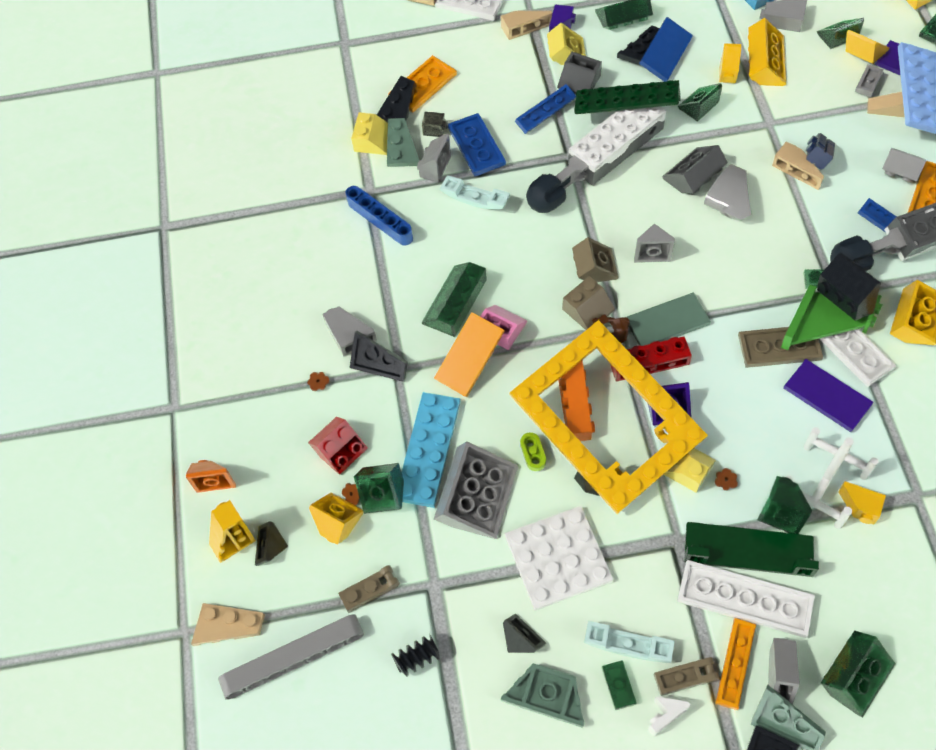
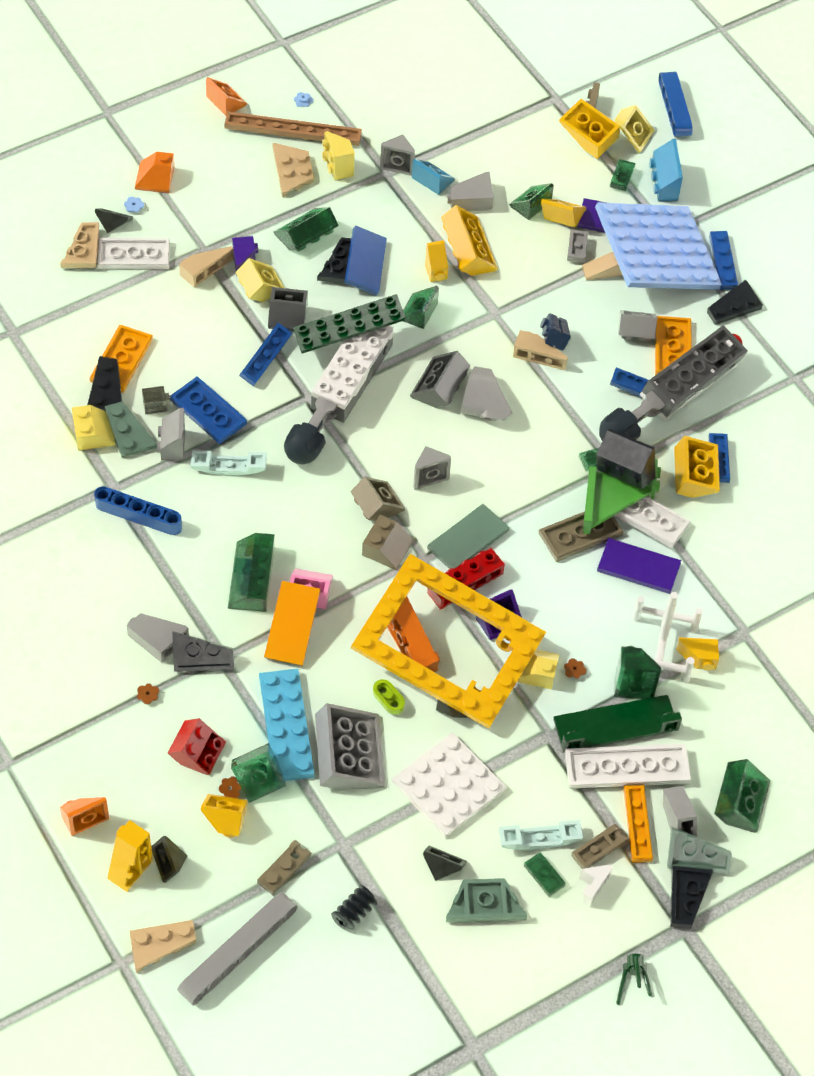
camera: 30 degrees left, 5 degrees down
(619, 325) = (425, 553): reddish brown helmet -> none

